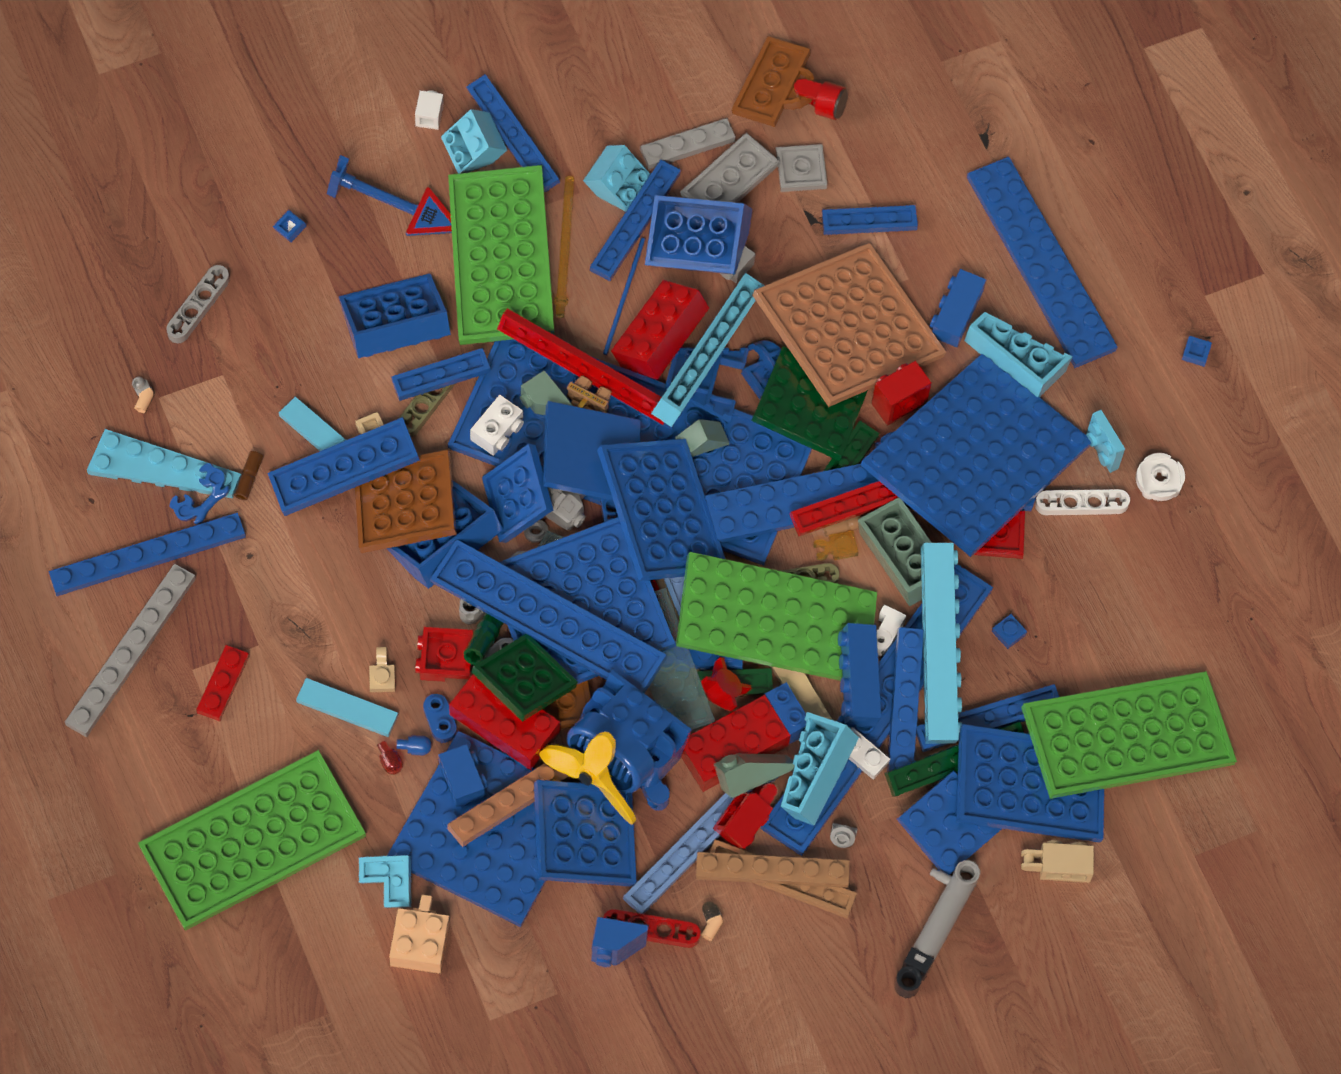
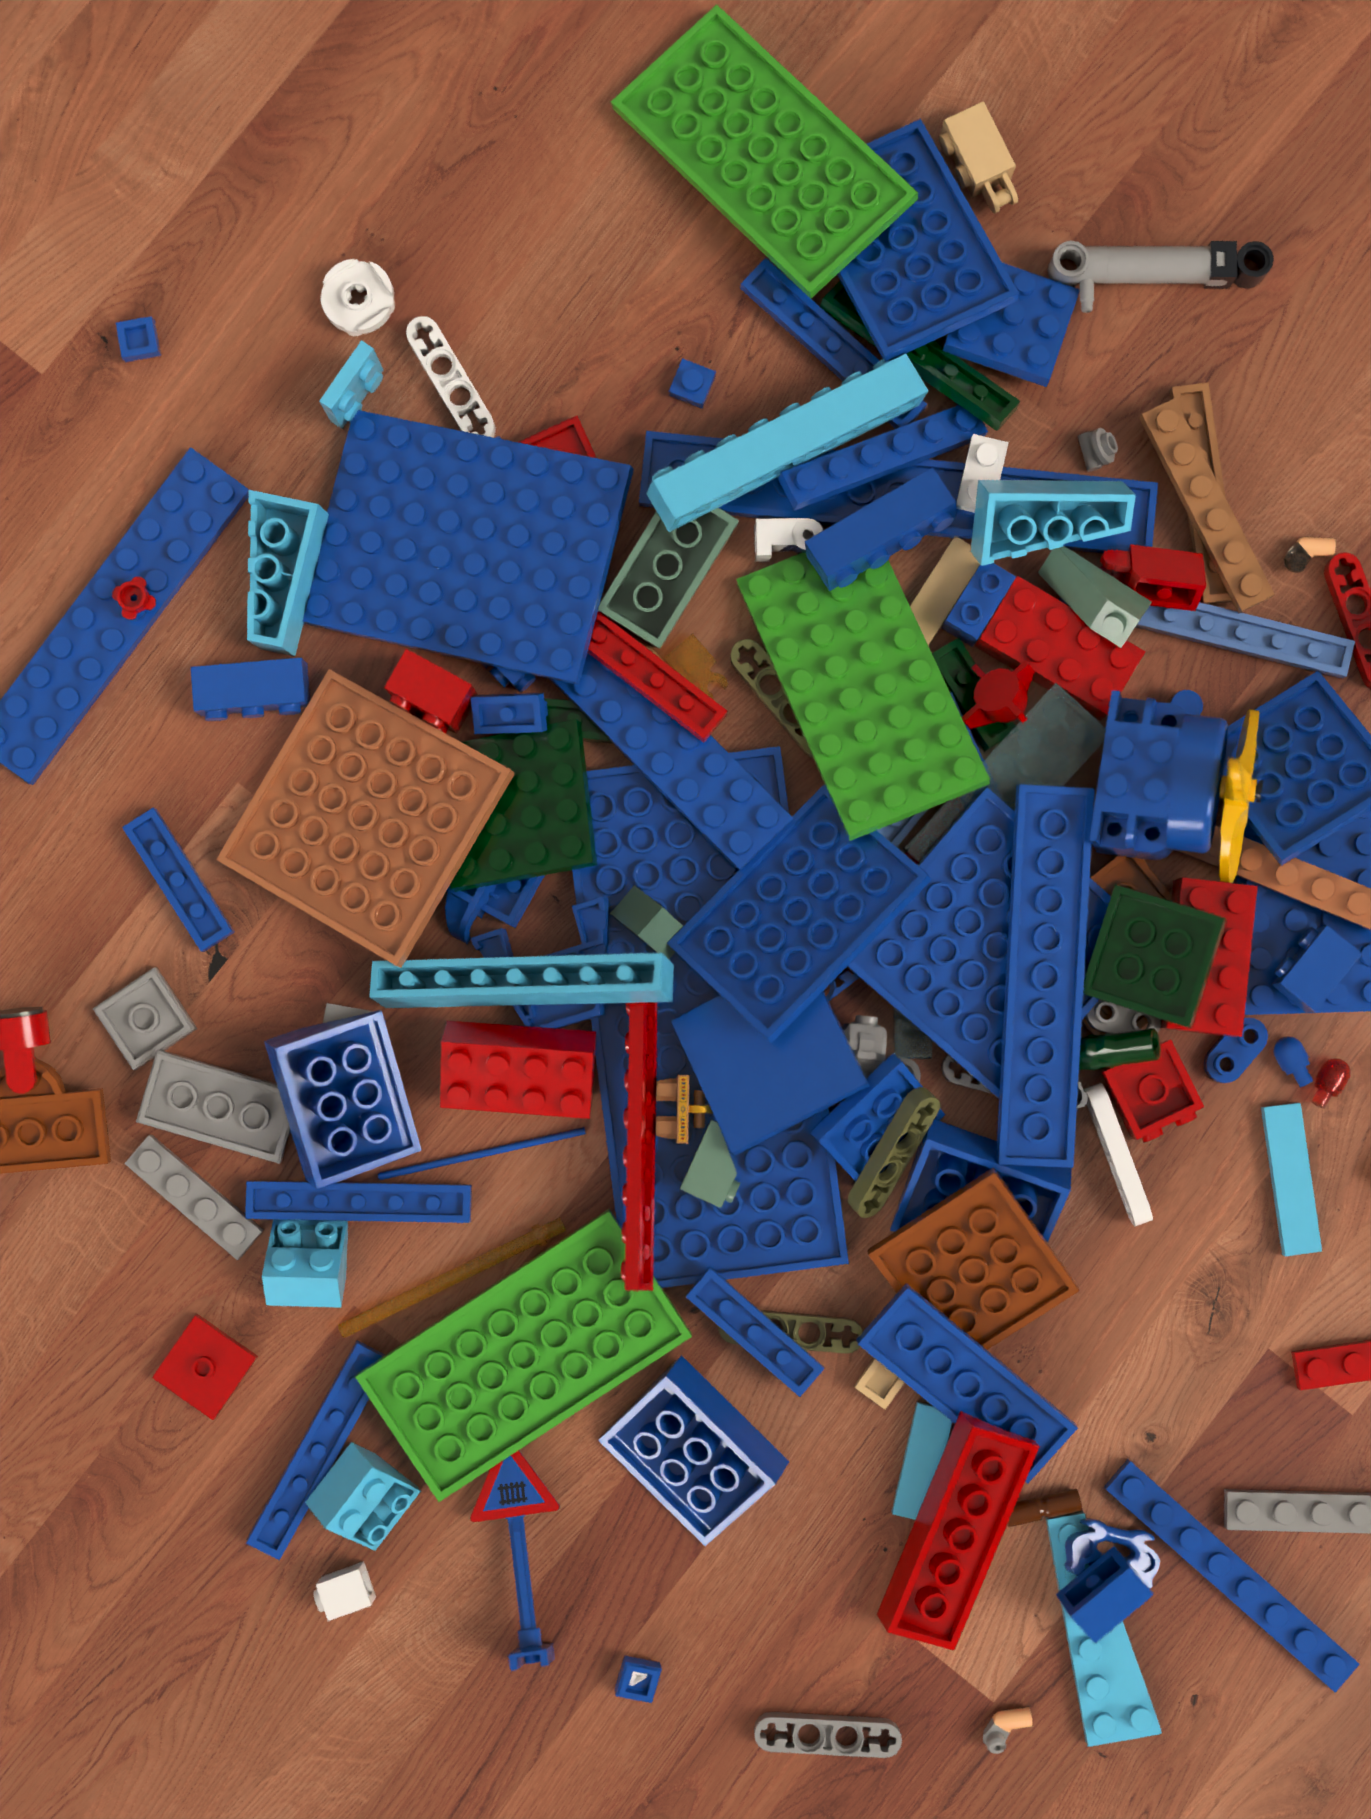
camera: 110 degrees left, 20 degrees up
(185, 470) = (1104, 1594): none -> blue brick
(264, 420) = (956, 1532): none -> red arch
(382, 675) = (1221, 1159): tan plate -> none
(417, 617) = (1118, 1155): none -> white beam
(493, 499) = (912, 1116): none -> olive beam
(497, 425) = (791, 1209): white brick -> none
(591, 104) = (205, 1367): none -> red plate
(865, 425) = (509, 713): none -> blue hinge
(1046, 266) = (123, 595): none -> red plate

